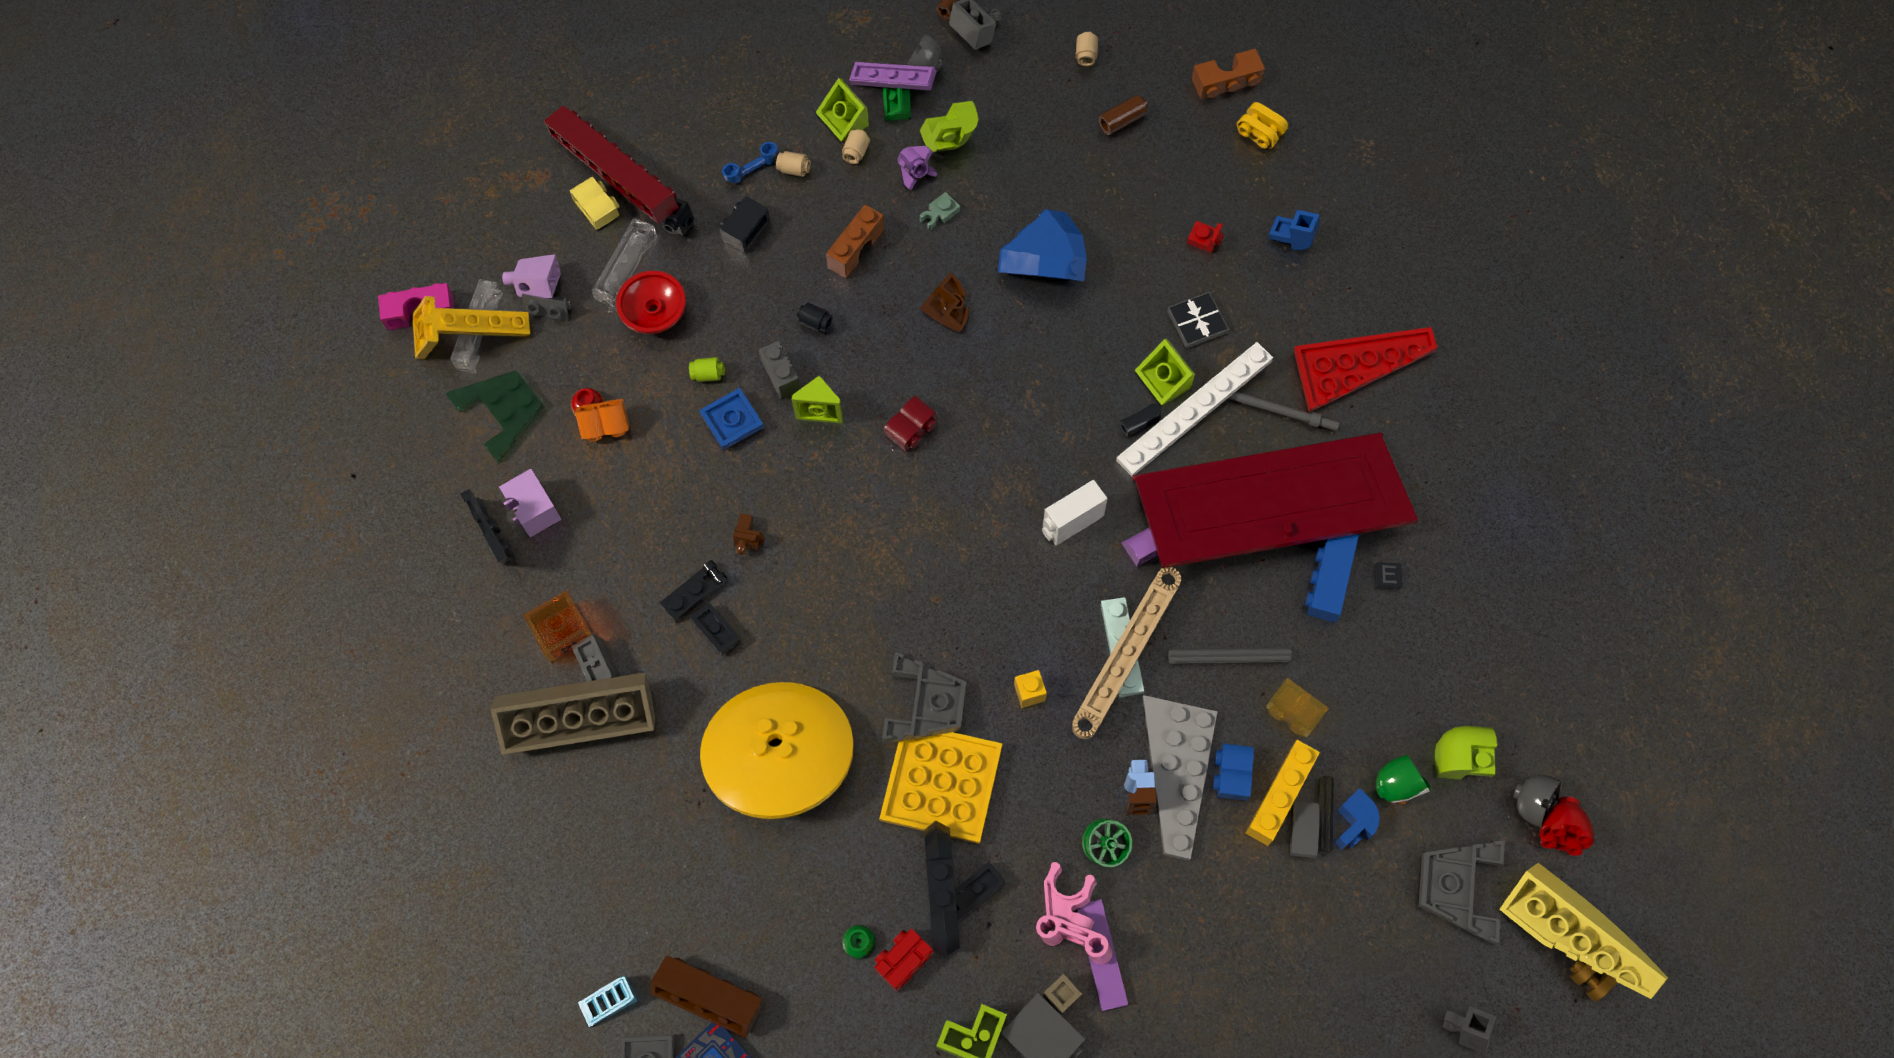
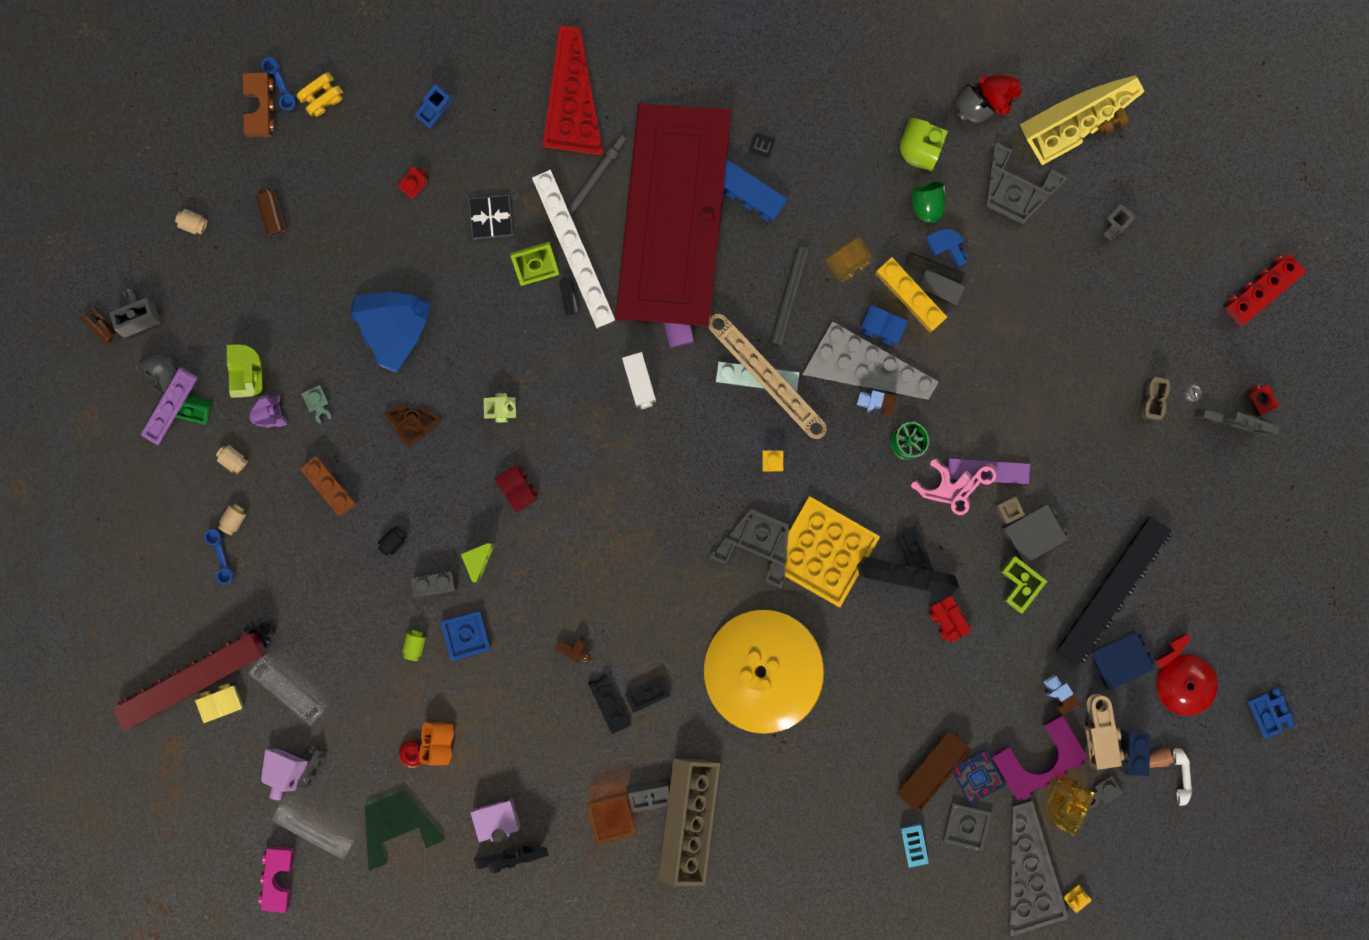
camera: 75 degrees left, 20 degrees up
(432, 321) = (310, 871): yellow bracket -> none
(646, 292) = (323, 677): red dish -> none
(744, 224) = (281, 578): black brick -> none
(843, 111) = (192, 461): lime slope -> none
(867, 943) = (925, 641): green plate -> none
(994, 381) = (500, 407): none -> yellowish green brick
(1272, 77) = (272, 67): none -> blue bar

